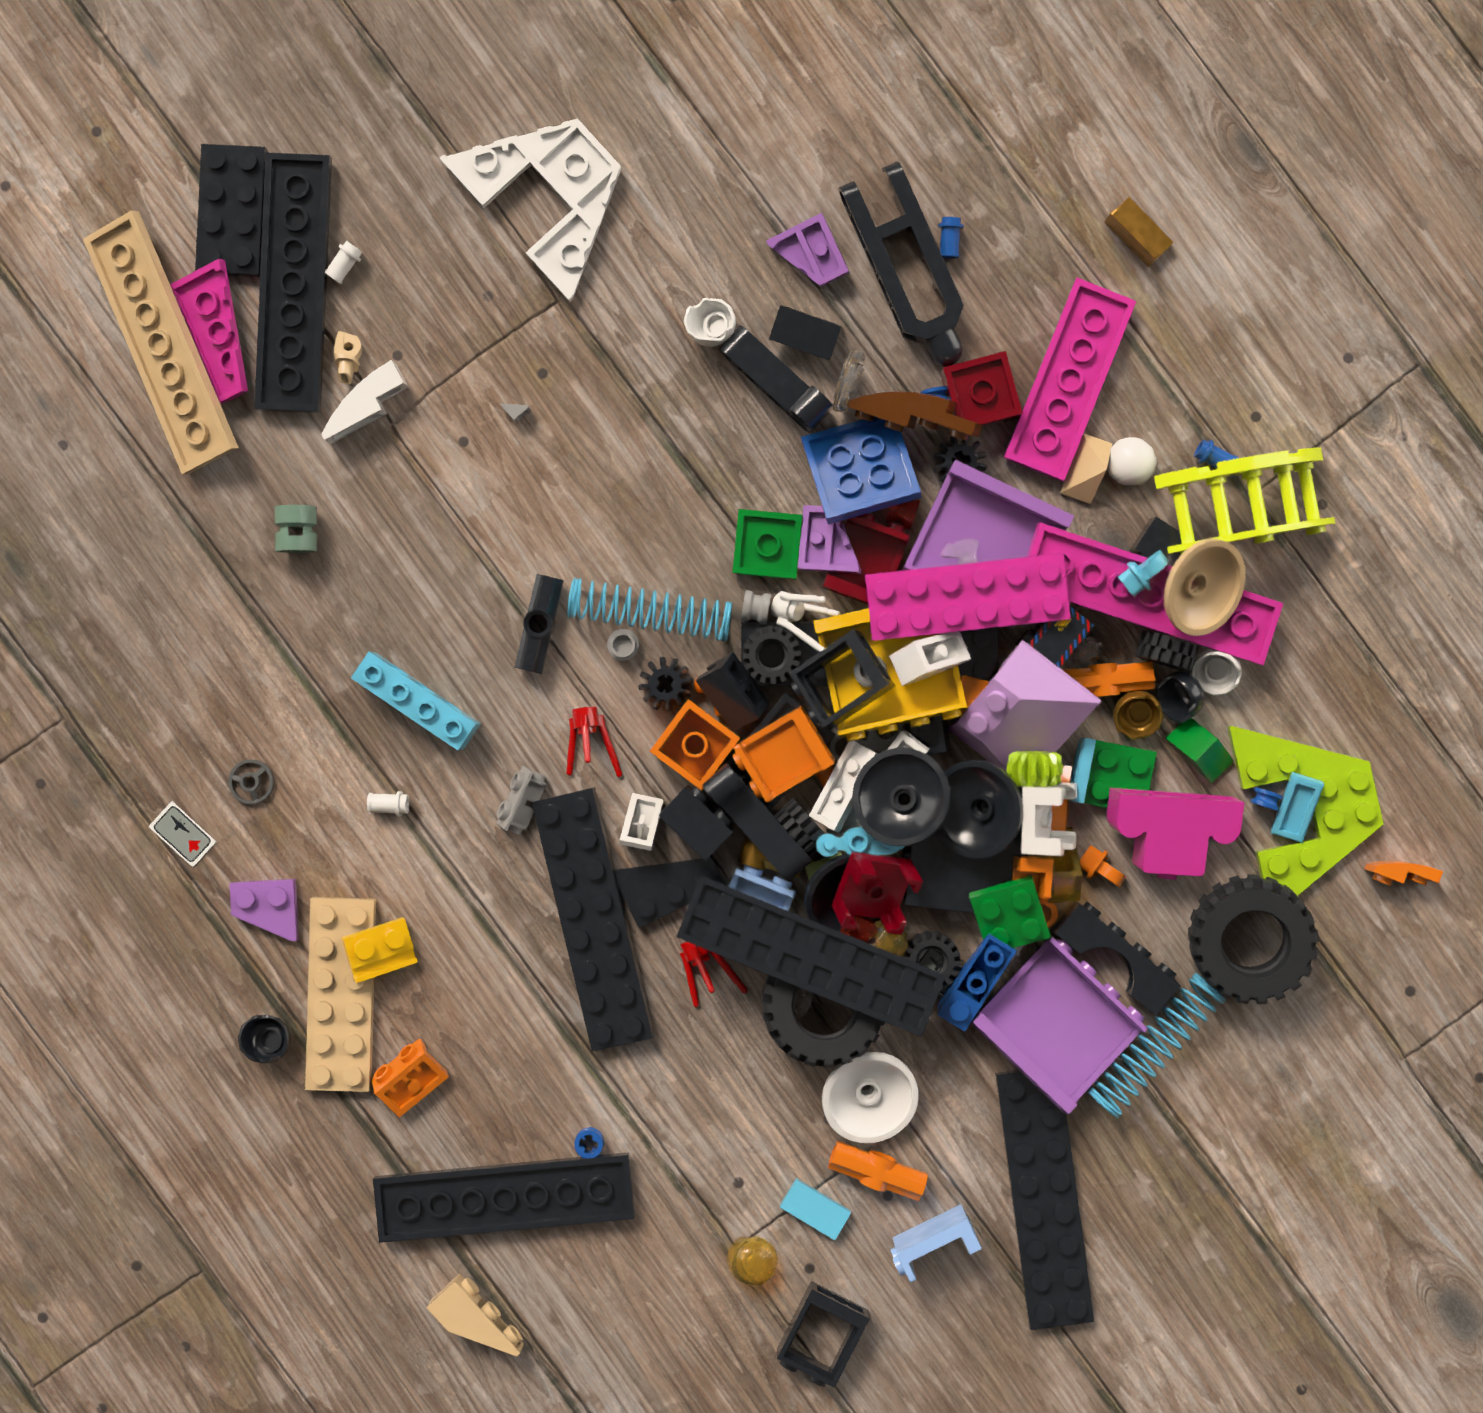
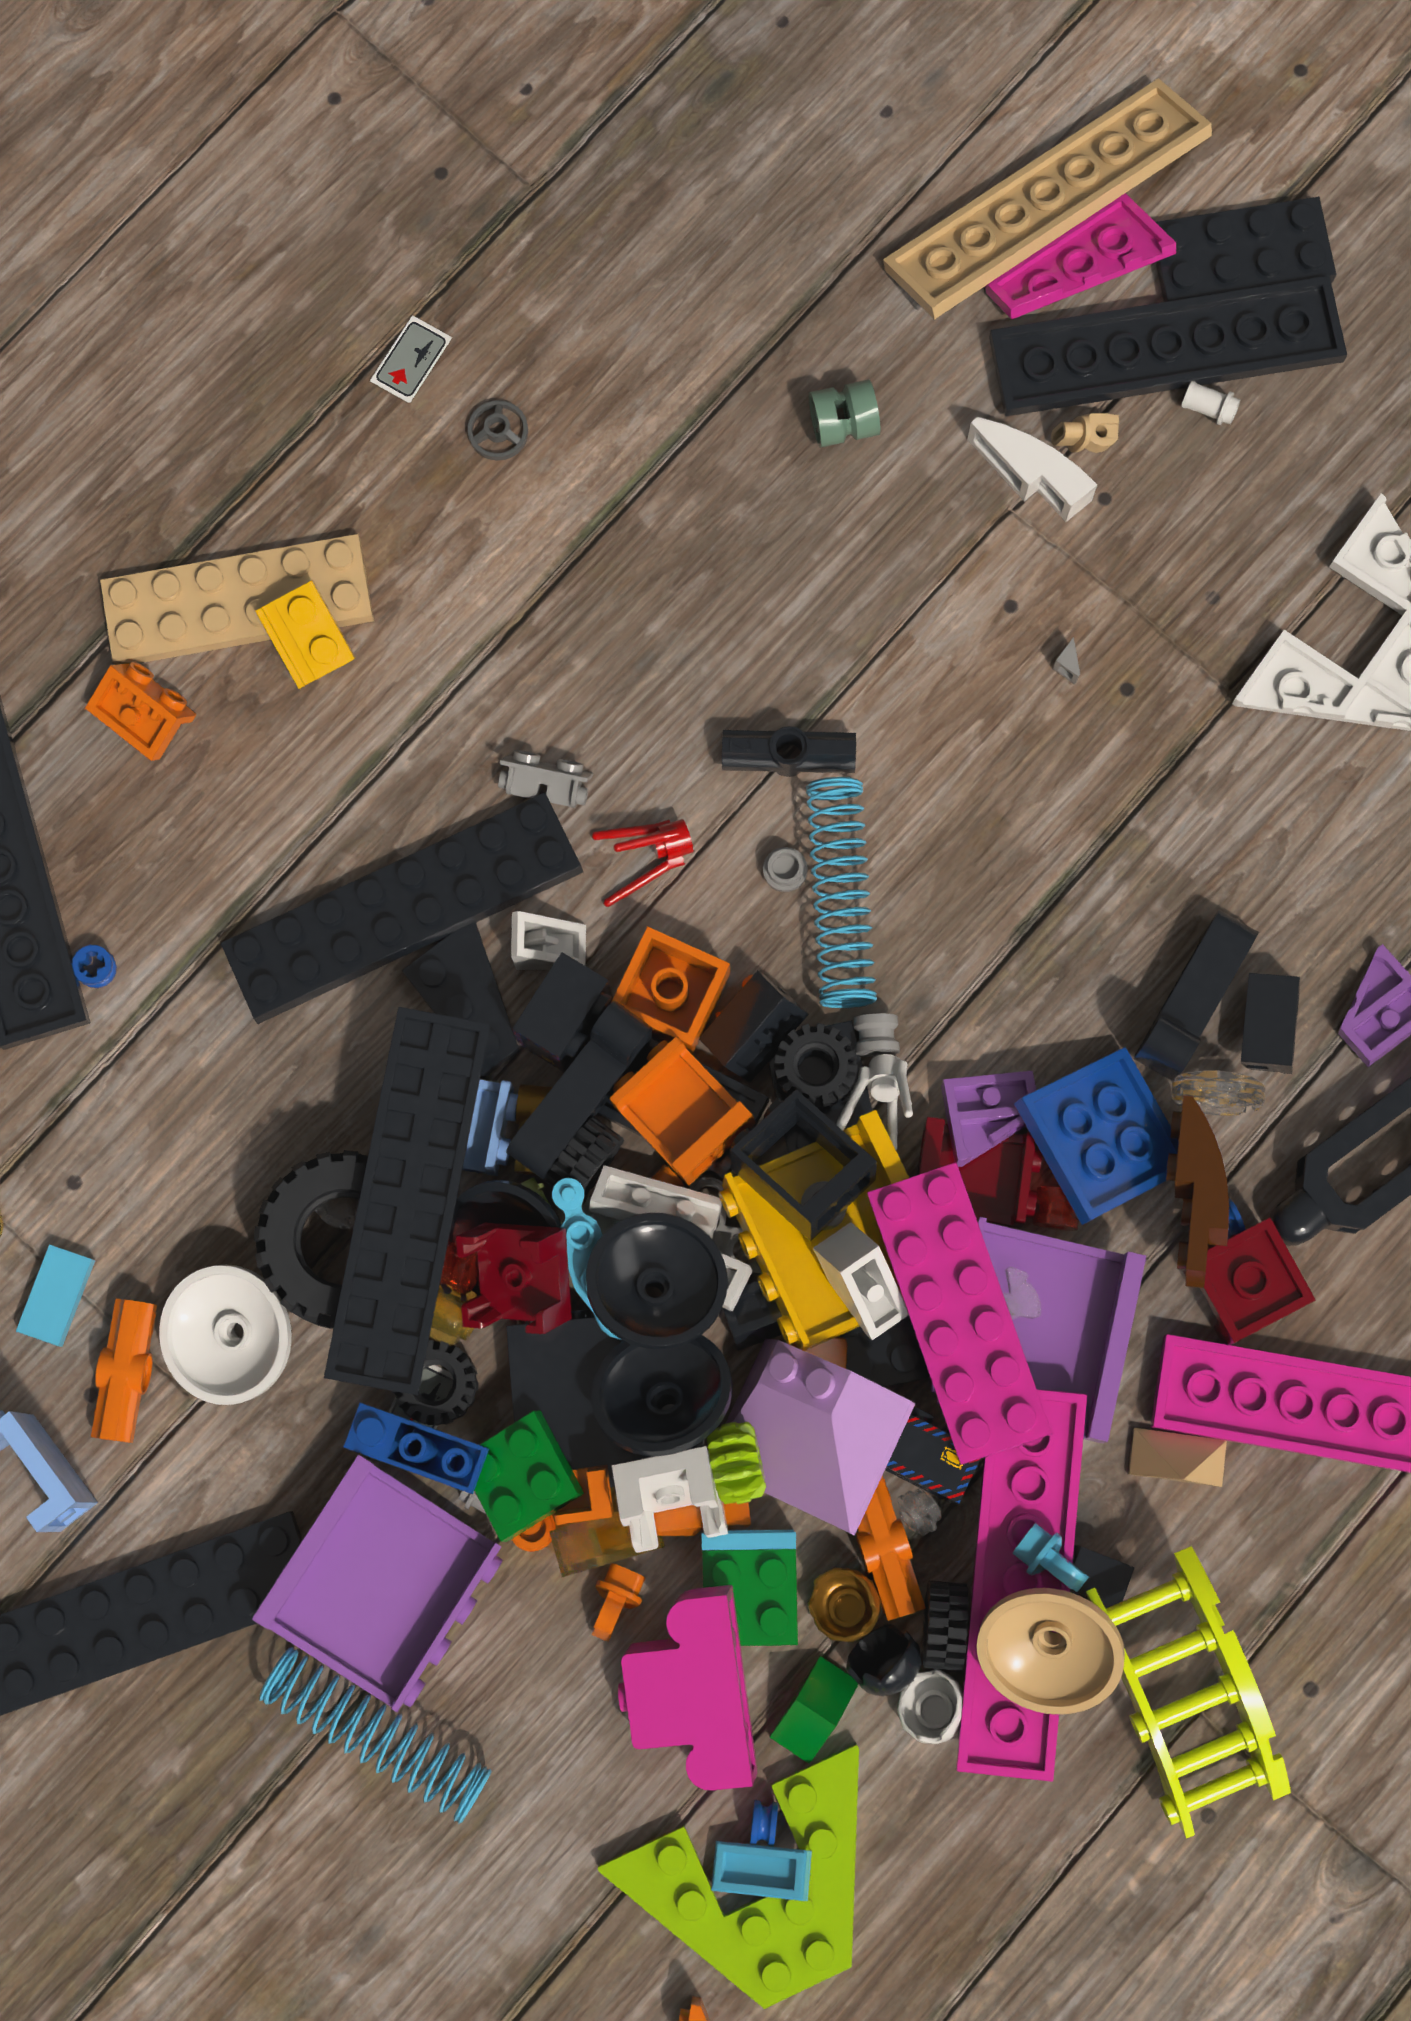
camera: 80 degrees right, 10 degrees down
(264, 1039) = (158, 511): black hair -> none
(267, 905) = (337, 483): medium lavender wing -> none
(388, 803) = (506, 616): white pin -> none
(415, 700) = (649, 613): medium azure brick -> none
(654, 683) = (743, 920): black gear -> none
(697, 957) = (376, 1055): red plant -> none
(710, 322) = (1252, 890): white hair -> none
(767, 544) = (966, 1032): green plate -> none
(963, 451) = (1162, 1274): black gear -> none
(1131, 461) = (1203, 1519): white hair -> none
(1146, 981) = (463, 1704): black arch -> none
(1211, 454) = (1245, 1627): blue pin -> none
(1266, 979) = (493, 1854): black tyre -> none

